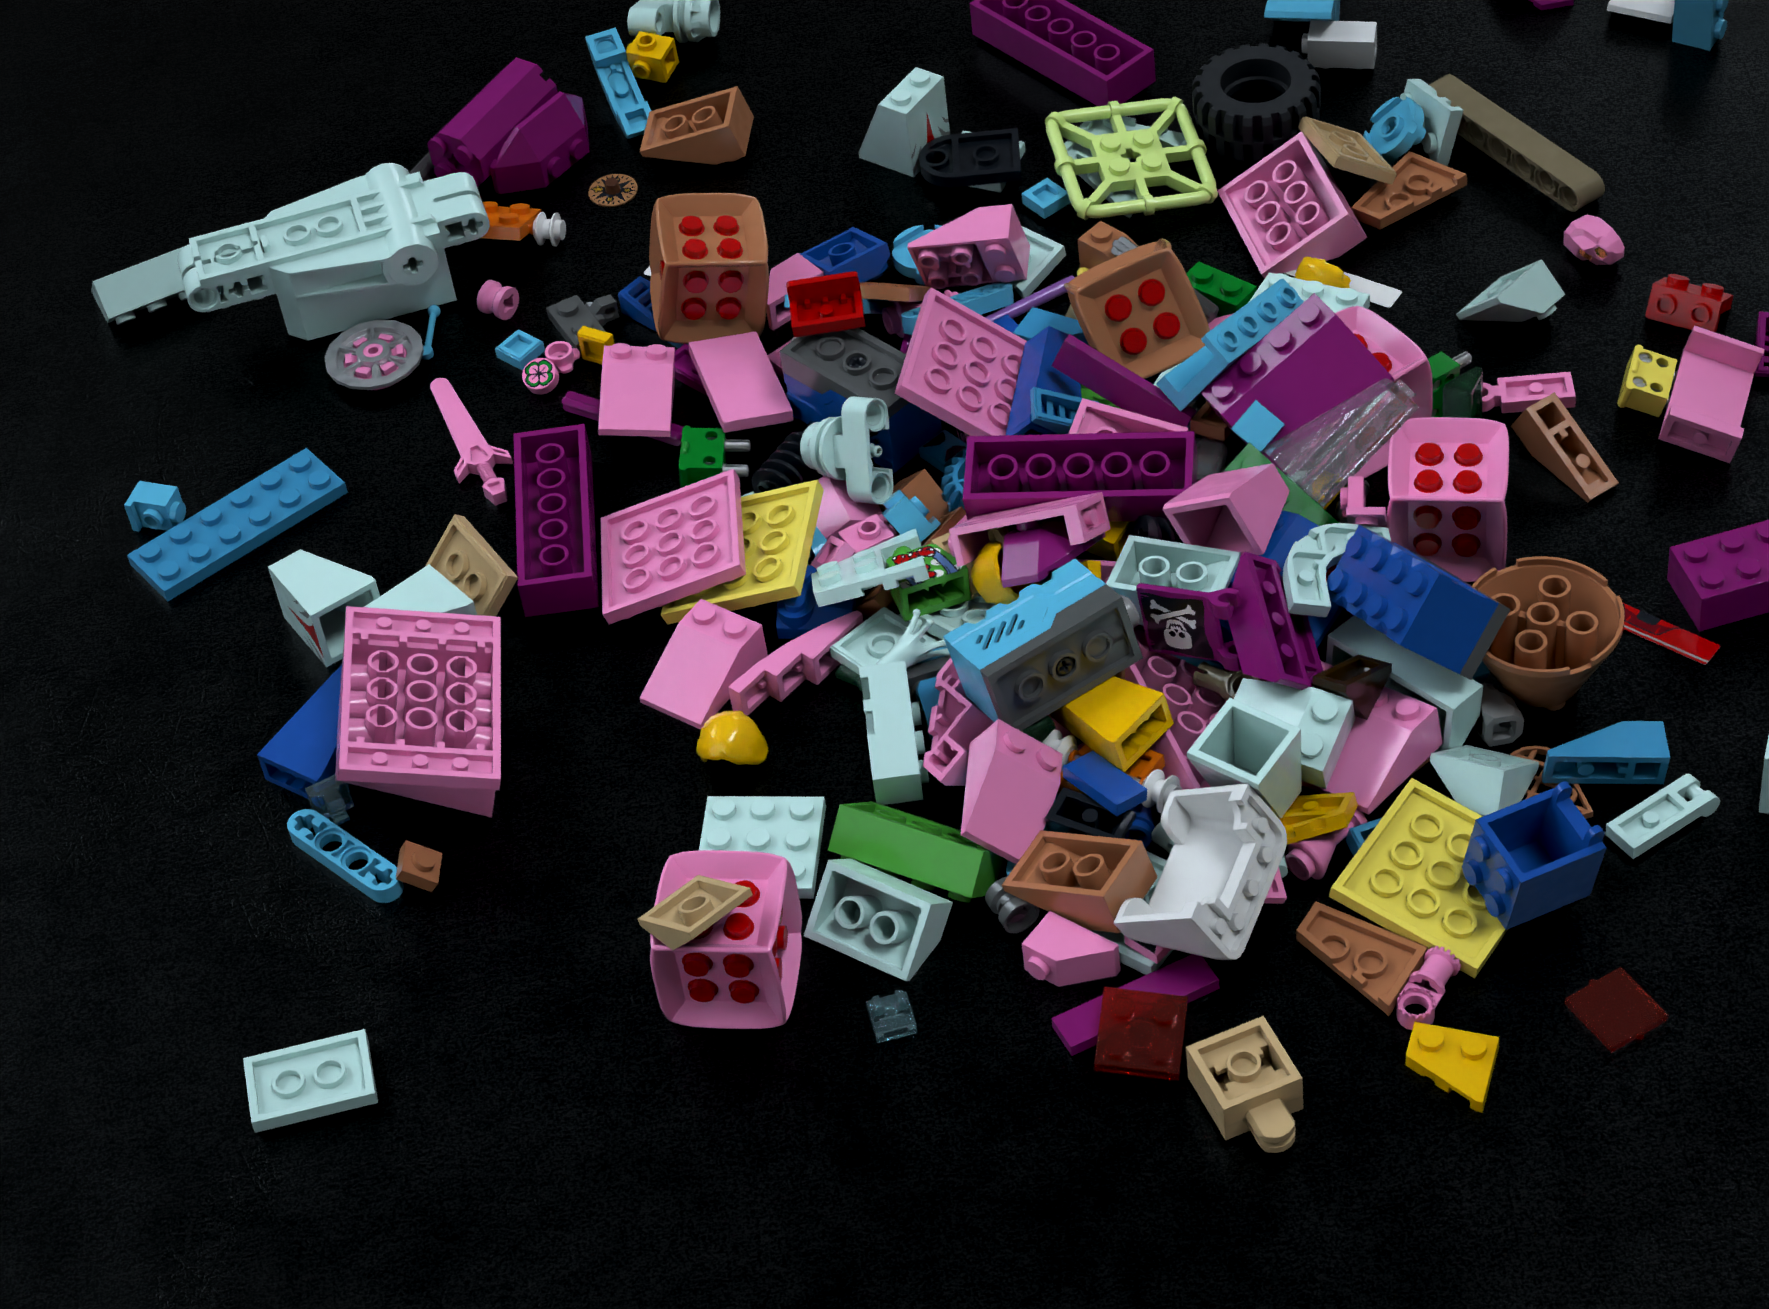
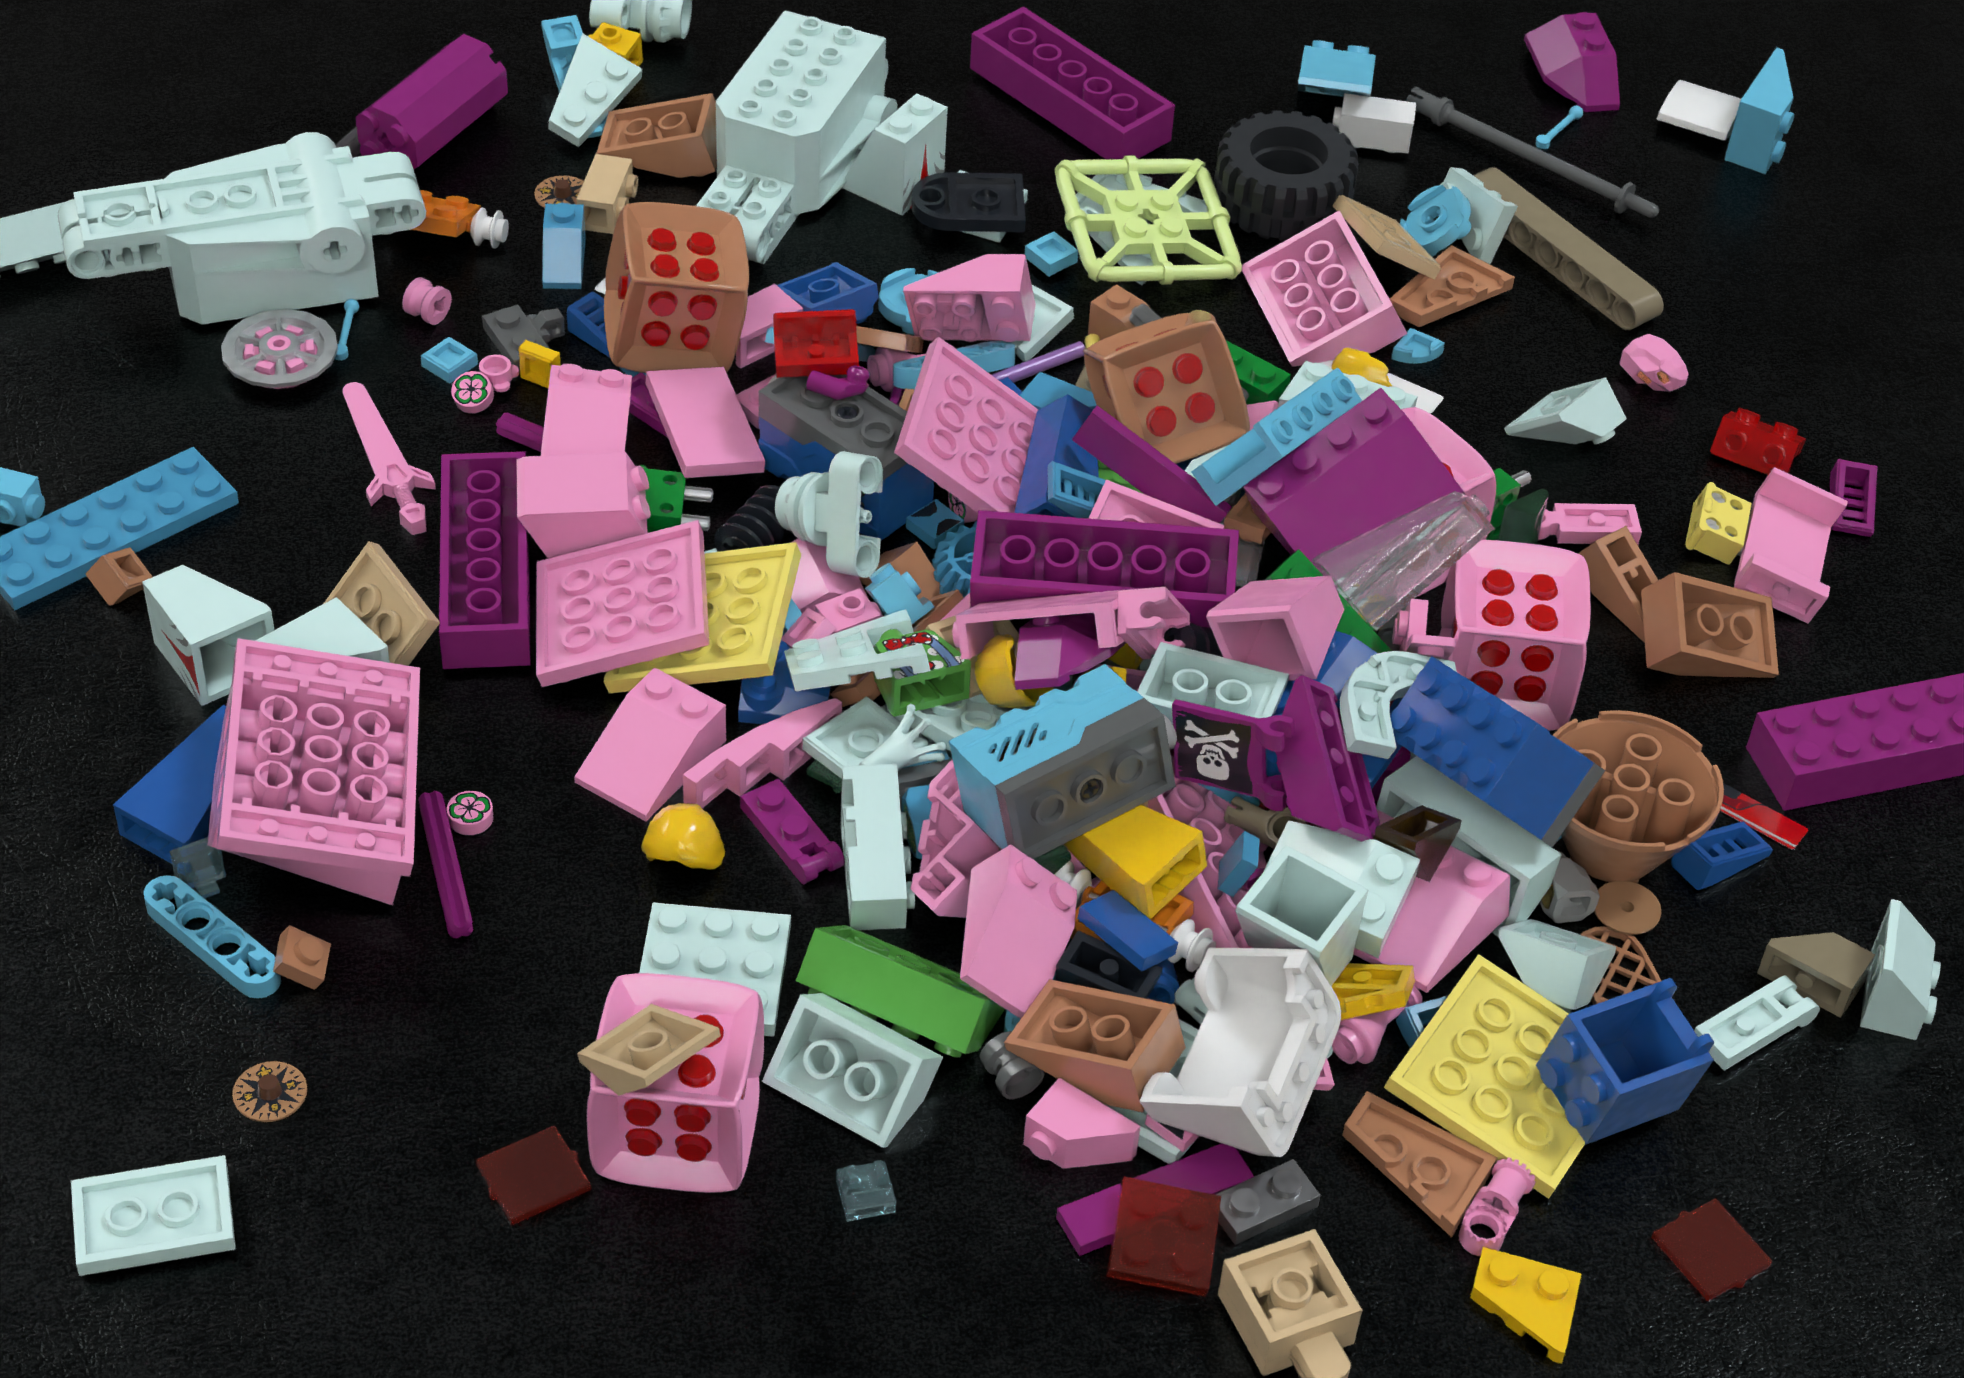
camera: 10 degrees left, 0 degrees up
(250, 563) = (118, 575): none -> nougat slope
(399, 976) = (269, 1091): none -> piece
(534, 780) = (445, 864): none -> magenta axle
(542, 146) = (485, 136): magenta wedge -> none
(553, 735) = (470, 812): none -> bright pink tile
(614, 238) = (563, 246): none -> dark azure slope
(616, 1025) = (533, 1175): none -> clear red piece
(632, 93) = (590, 90): none -> light aqua wing
(633, 461) = (581, 500): none -> bright pink slope
(649, 180) = (606, 192): none -> tan brick
(810, 108) = (795, 124): none -> light aqua piece
(823, 726) = (791, 831): none -> magenta plate
(848, 341) = (839, 388): none -> magenta arm
(1113, 515) = (1146, 616): none -> bright pink hinge
(1201, 716) = (1238, 863): none -> dark azure tile
(1229, 999) = (1266, 1201): none -> flat silver plate
(1258, 426) = (1309, 531): medium azure tile -> none
(1378, 249) = (1417, 348): none -> medium azure tile
(1405, 26) = (1442, 112): none -> dark grey bar
(1501, 42) = (1543, 141): none -> medium azure hinge
(1551, 726) = (1627, 907): none -> medium nougat piece
(1614, 755) = (1705, 946): dark azure slope -> none
(1632, 477) = (1708, 629): none -> nougat slope
(1643, 675) = (1718, 856): none -> blue slope
(1721, 764) = (1821, 967): none -> dark tan slope

